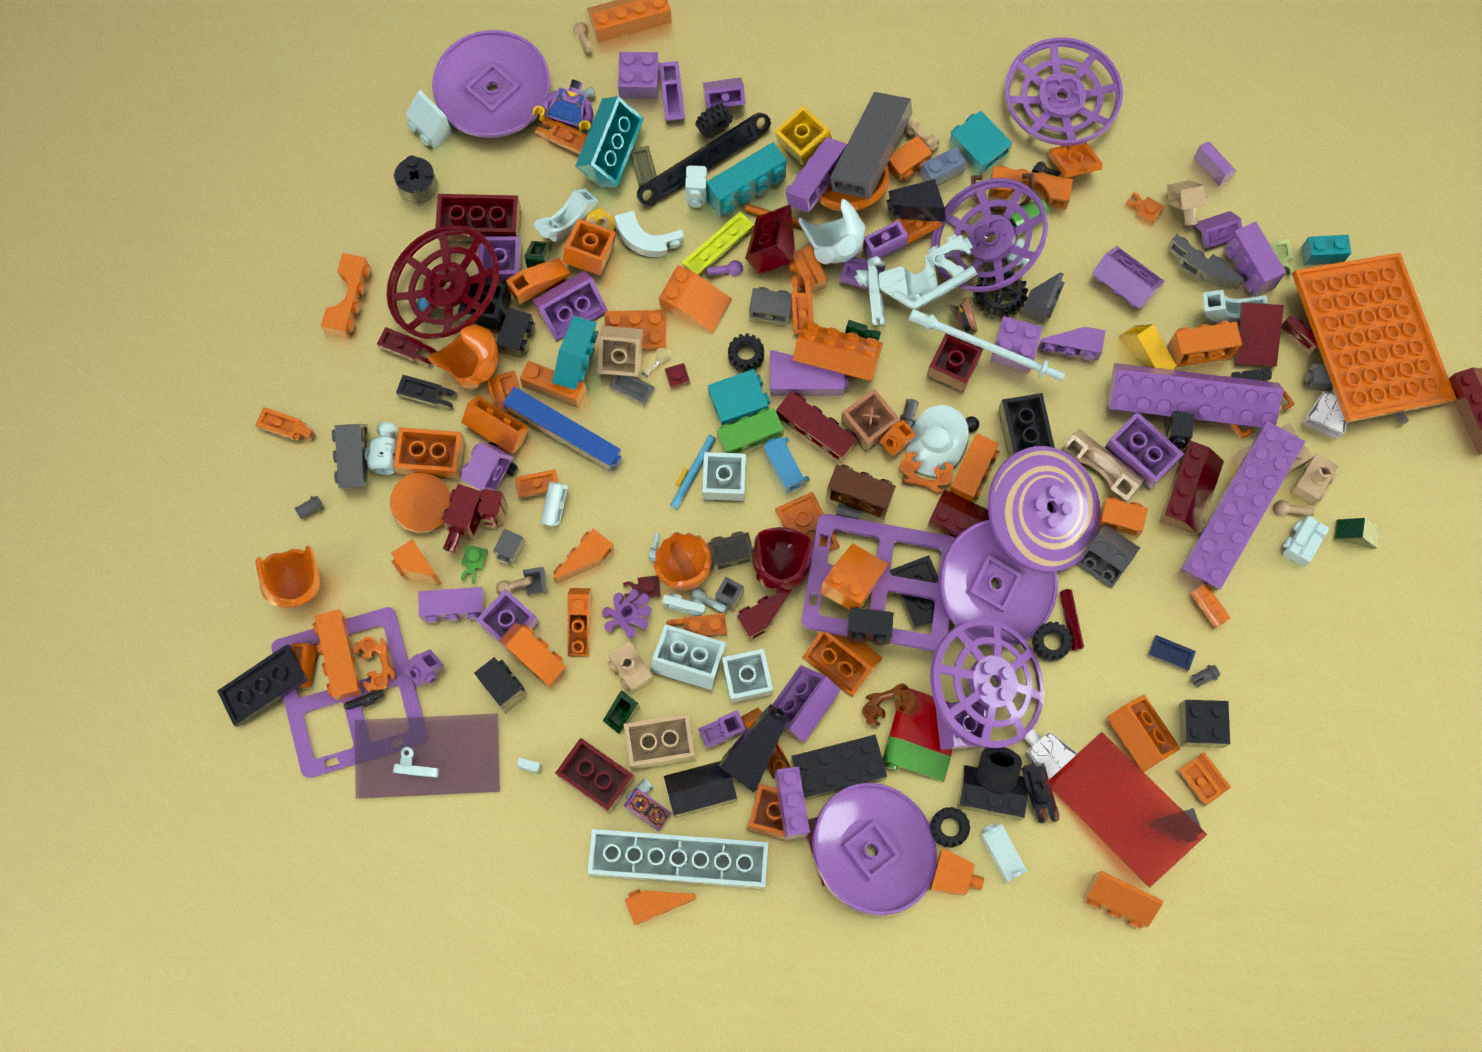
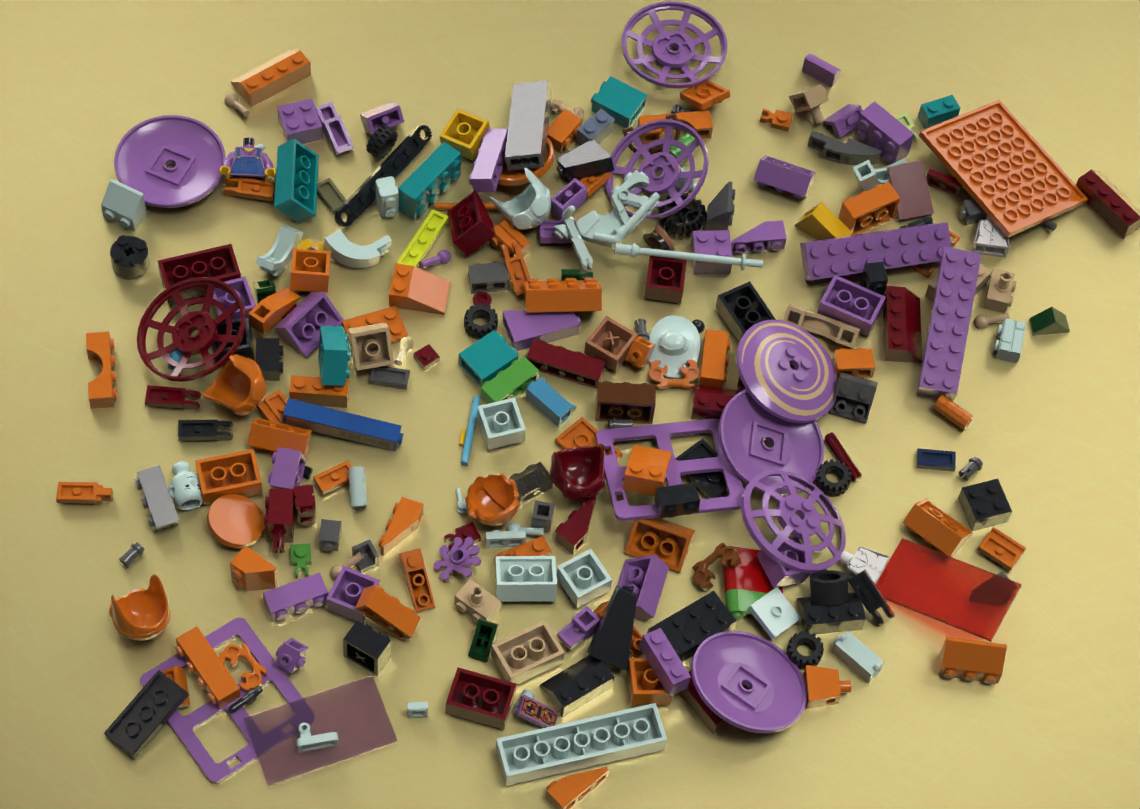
camera: 25 degrees left, 15 degrees down
(757, 328) = (482, 297): none -> dark red tile
(932, 776) = (774, 613): none -> light aqua plate

